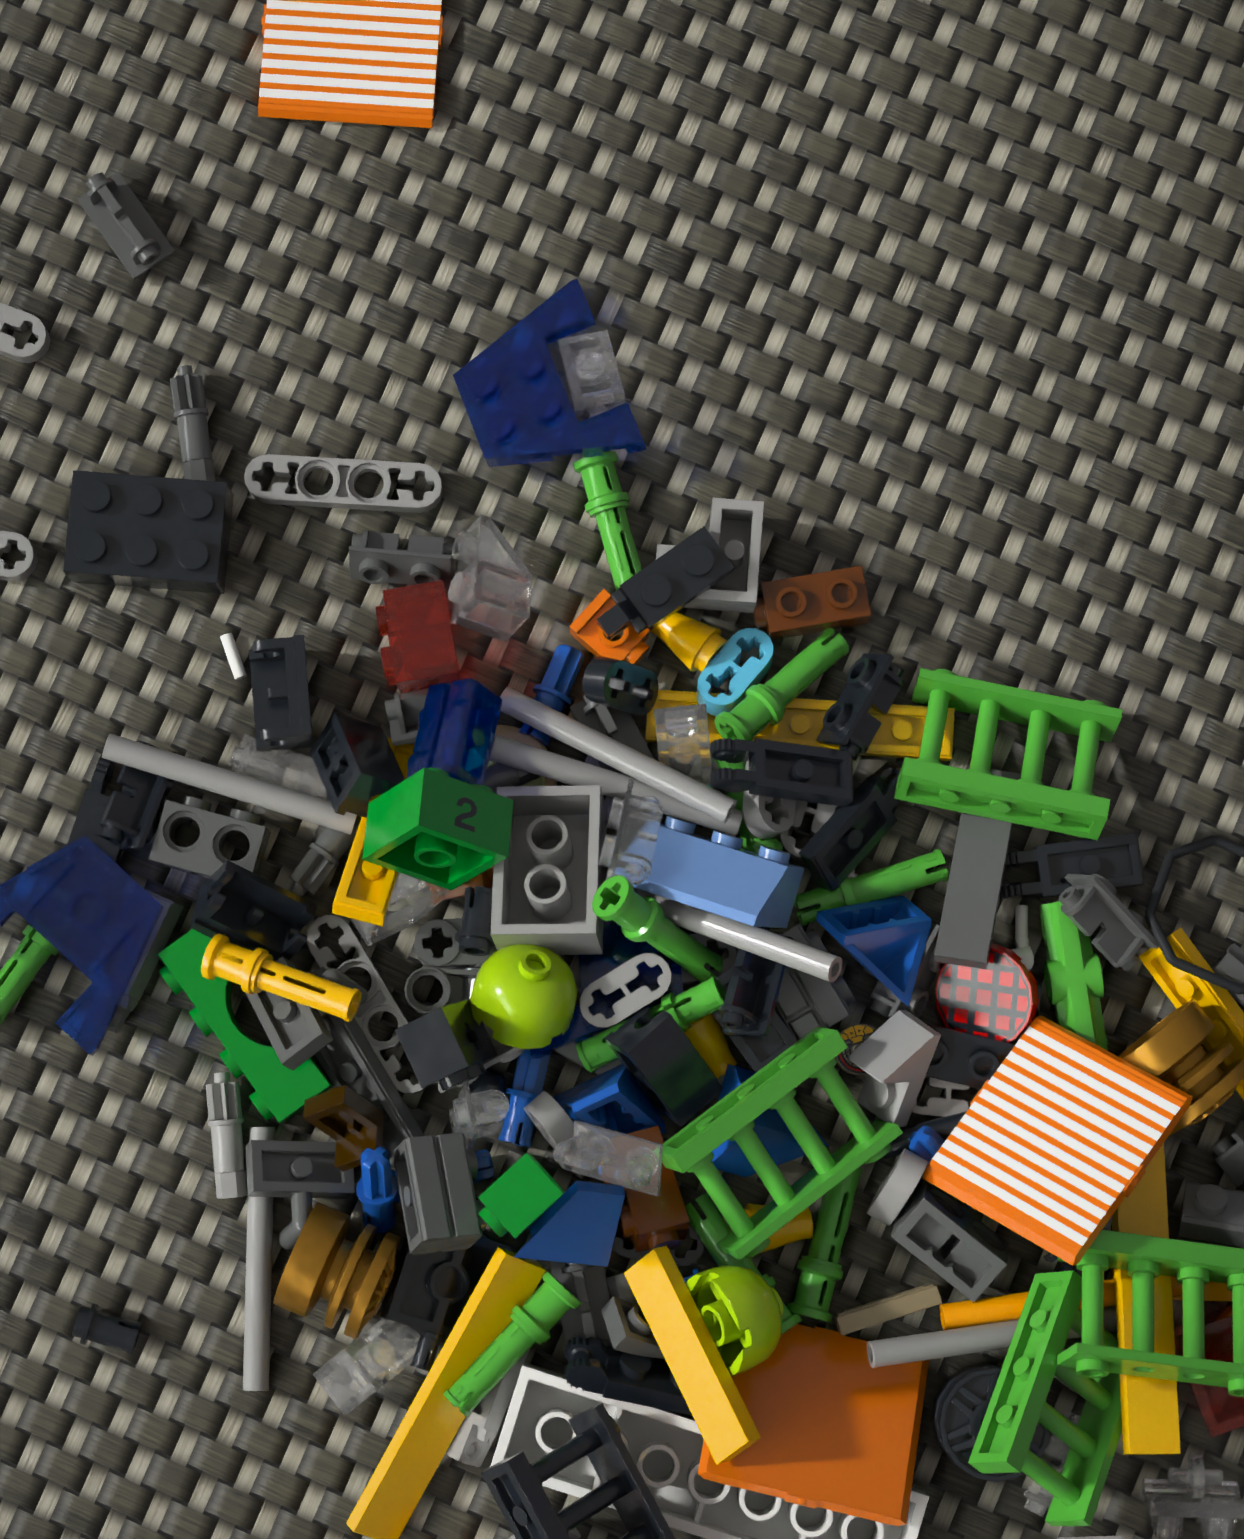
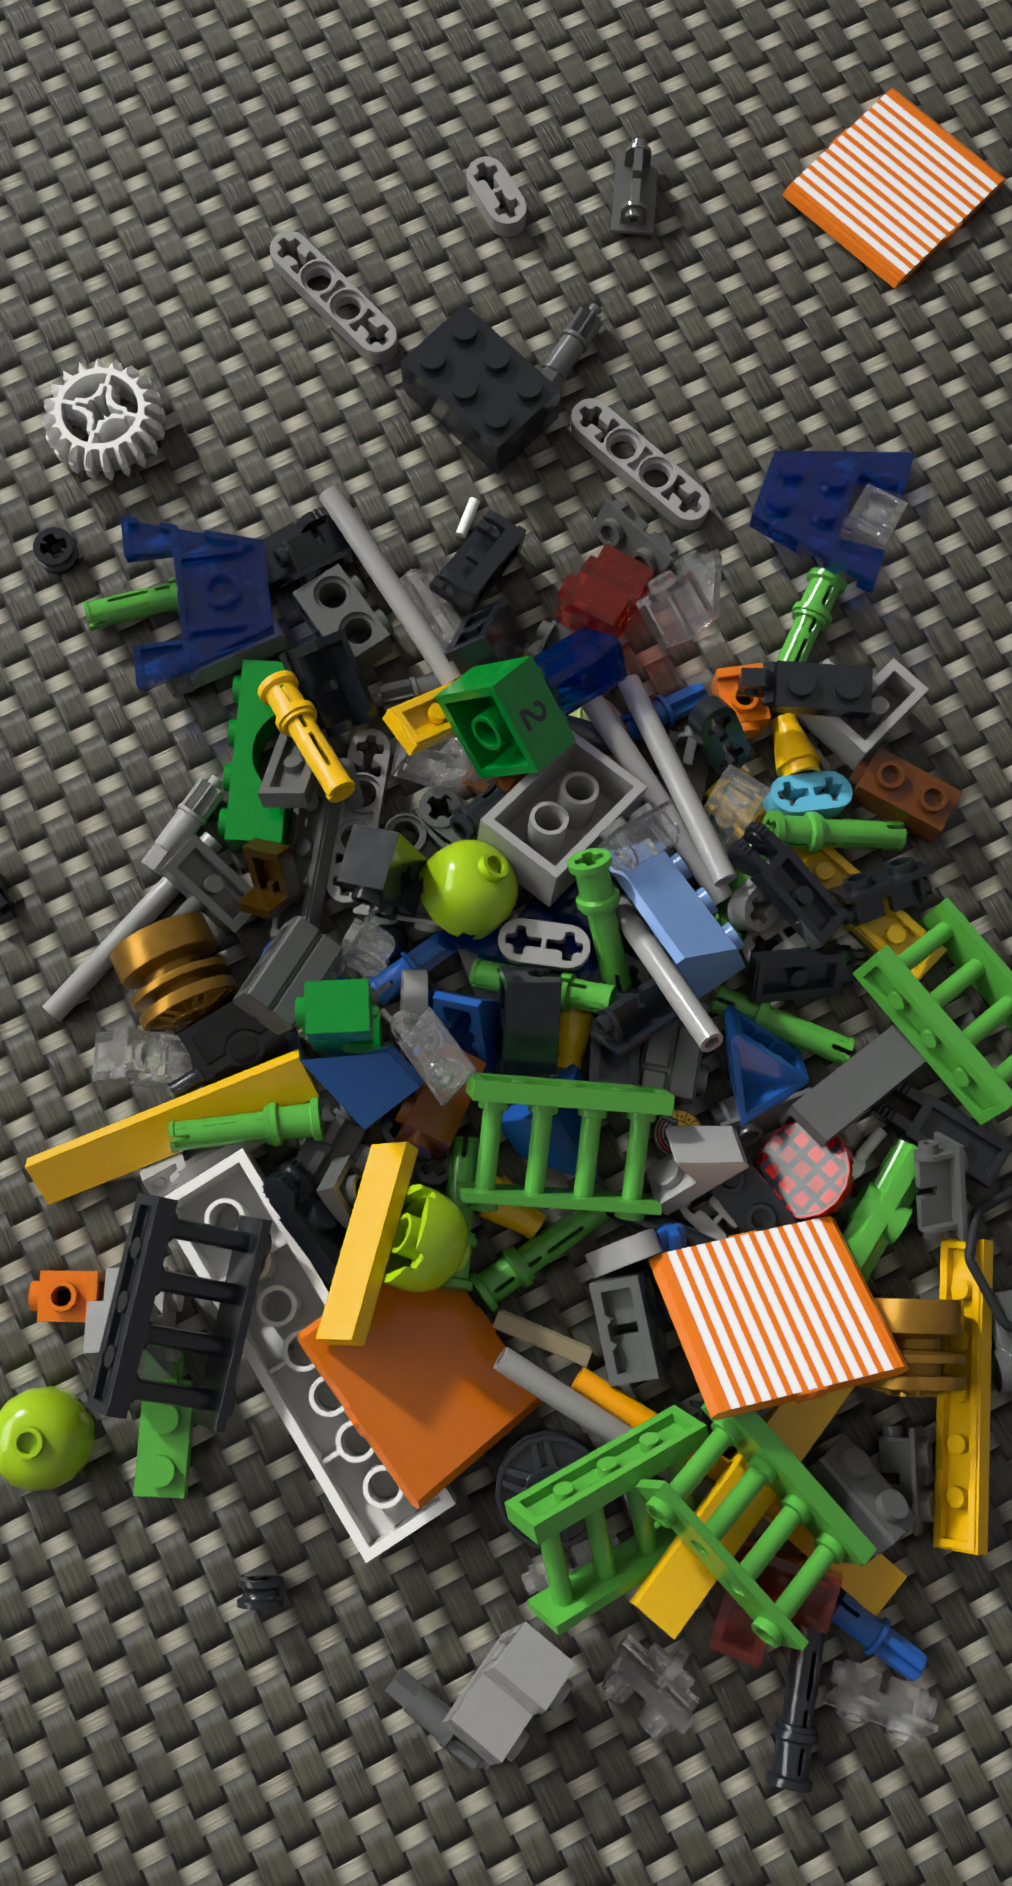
camera: 40 degrees right, 5 degrees down
(377, 1190) = (251, 940): blue axle -> none

